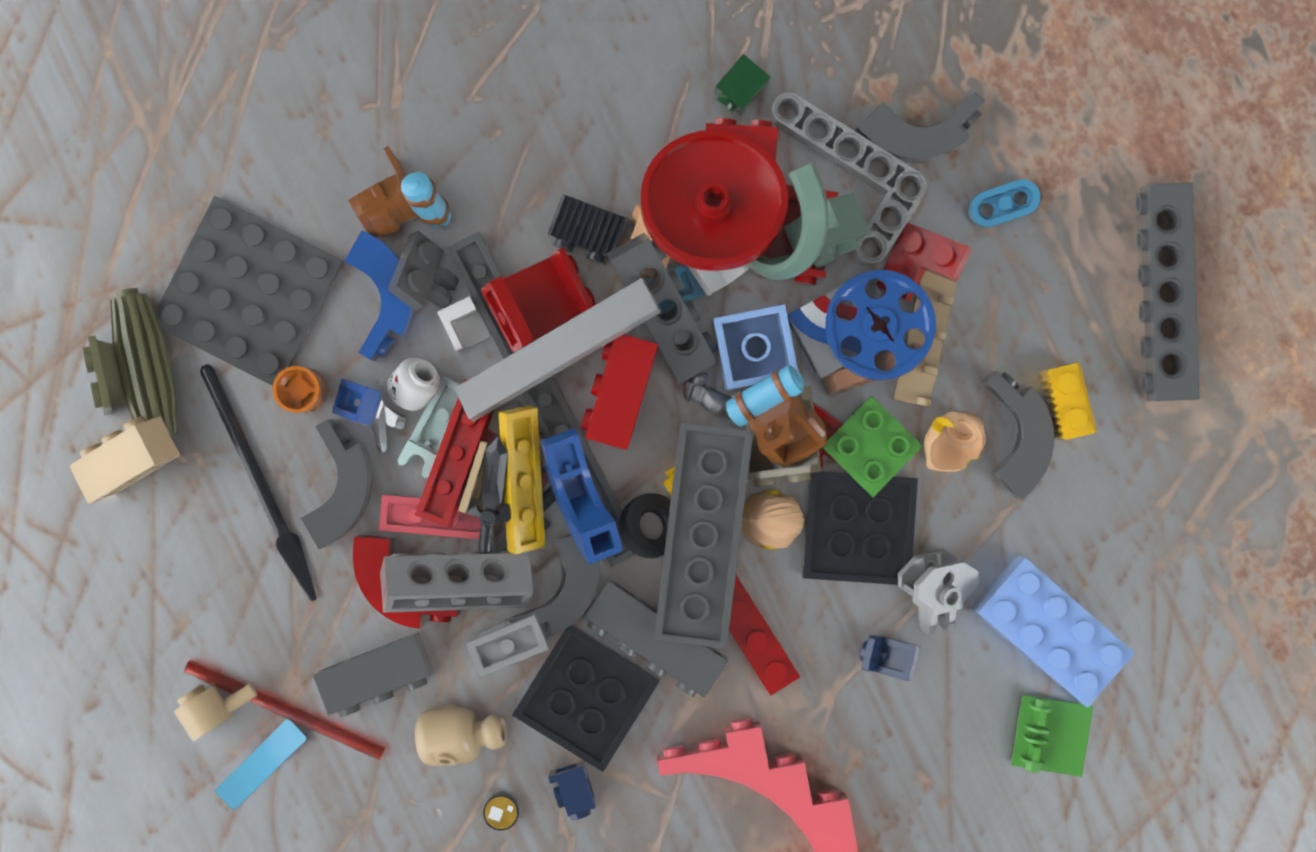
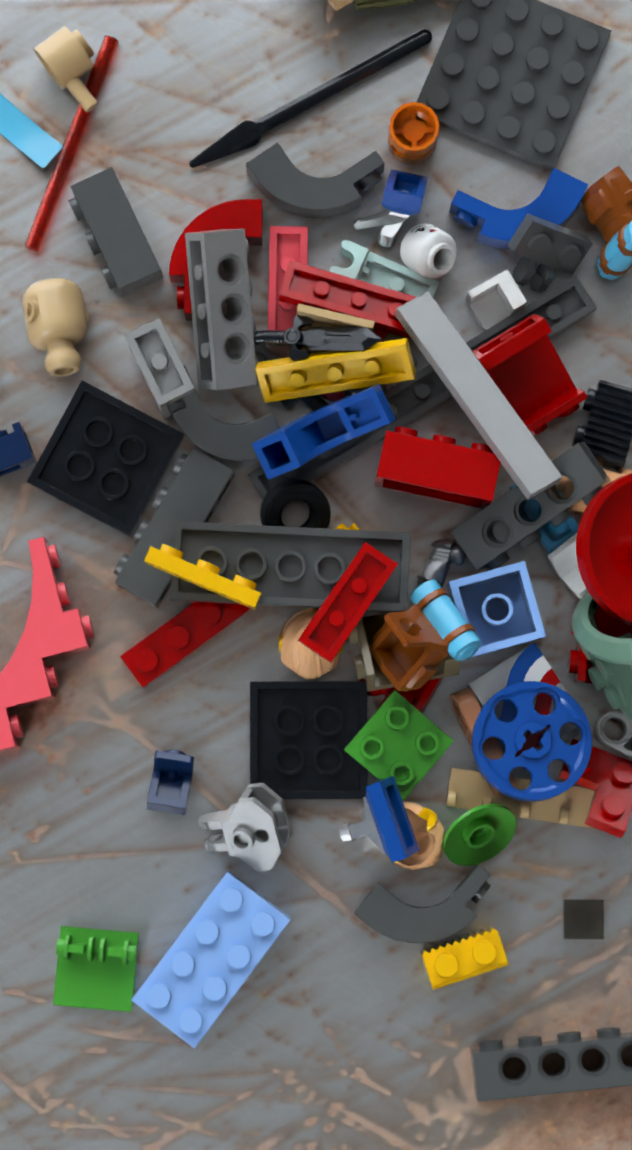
camera: 90 degrees right, 5 degrees down
(709, 616) = (204, 575): none -> yellow plate
(743, 485) = (347, 602): none -> red plate
(944, 465) = (384, 821): none -> blue piece
(958, 378) = (479, 834): none -> bright green dish
(1038, 290) = (583, 919): none -> clear smoke tile

